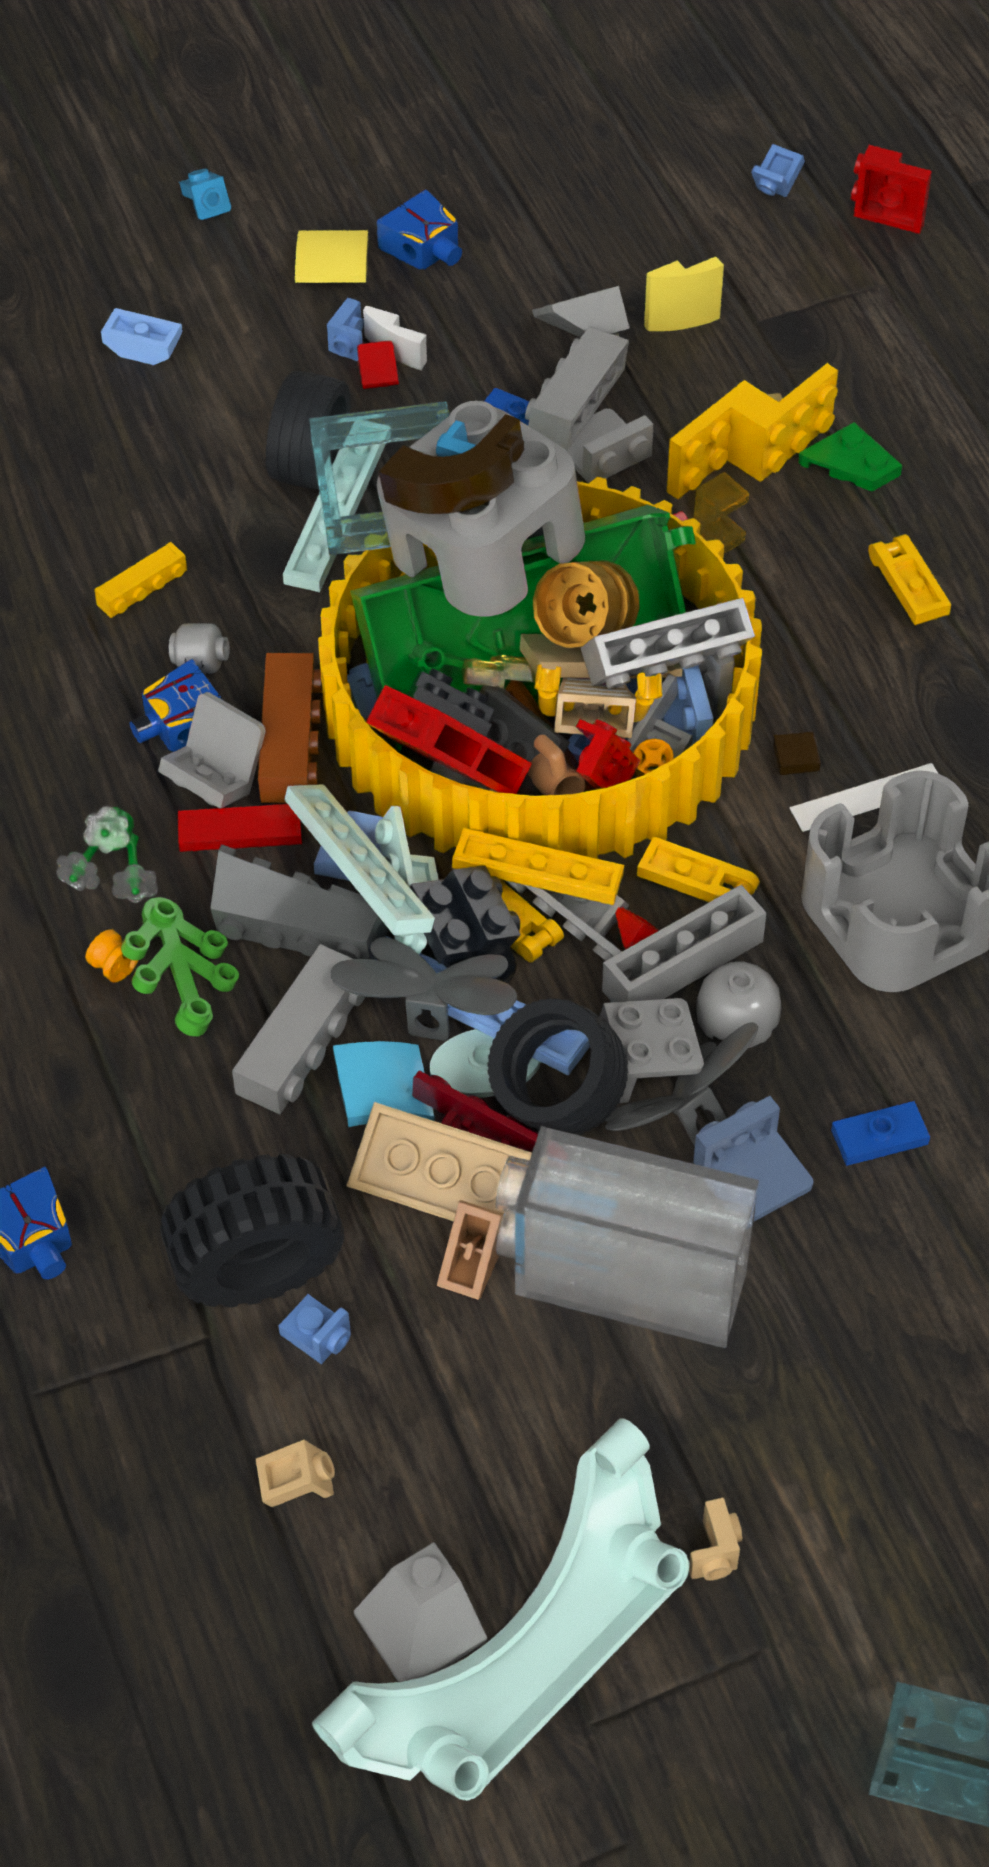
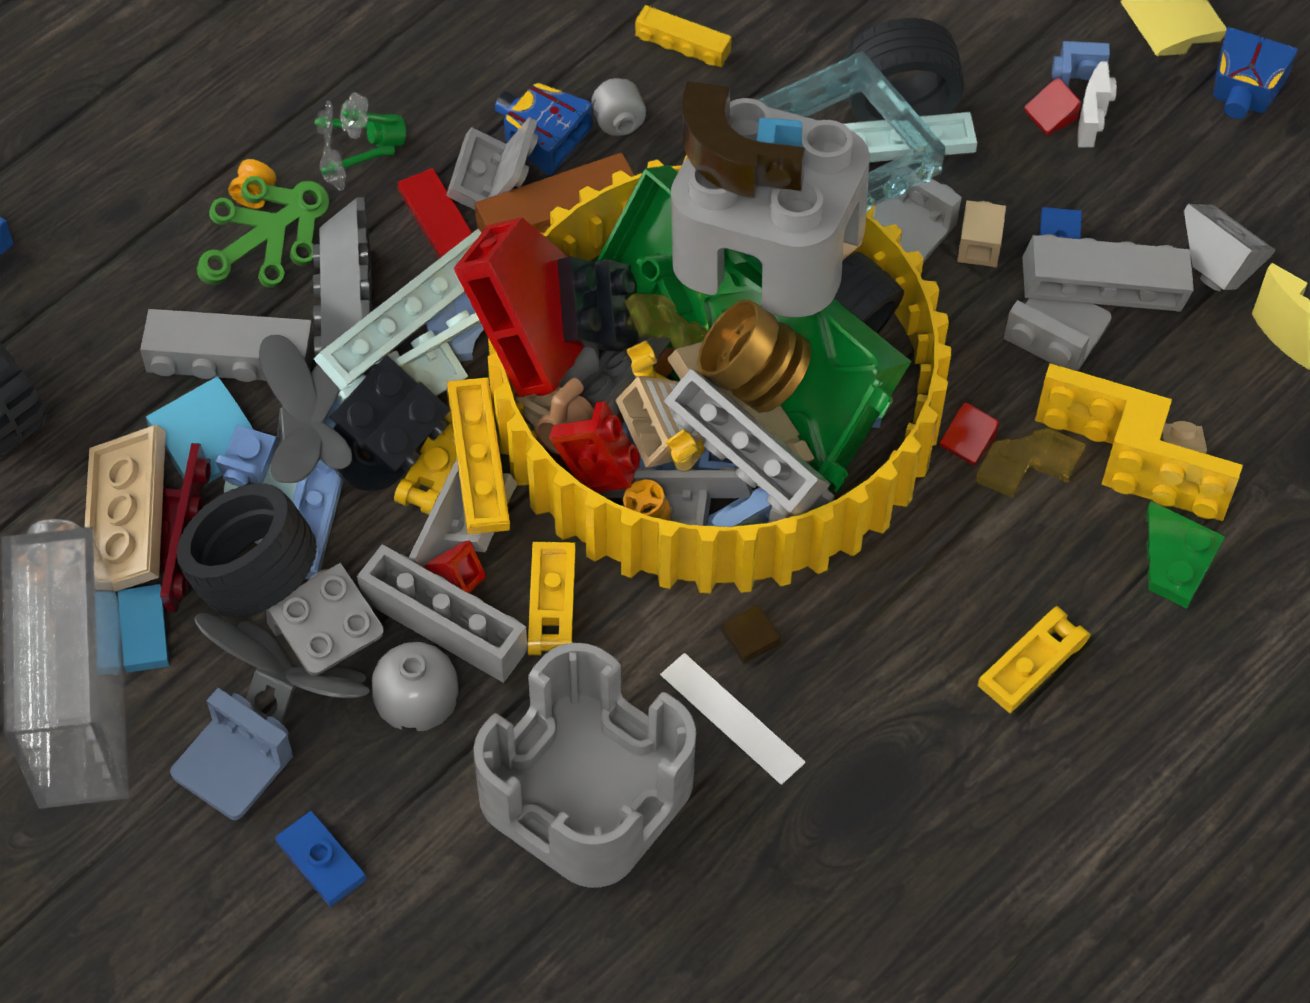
camera: 65 degrees right, 5 degrees up
(434, 1051) = (247, 457): none -> medium blue bracket

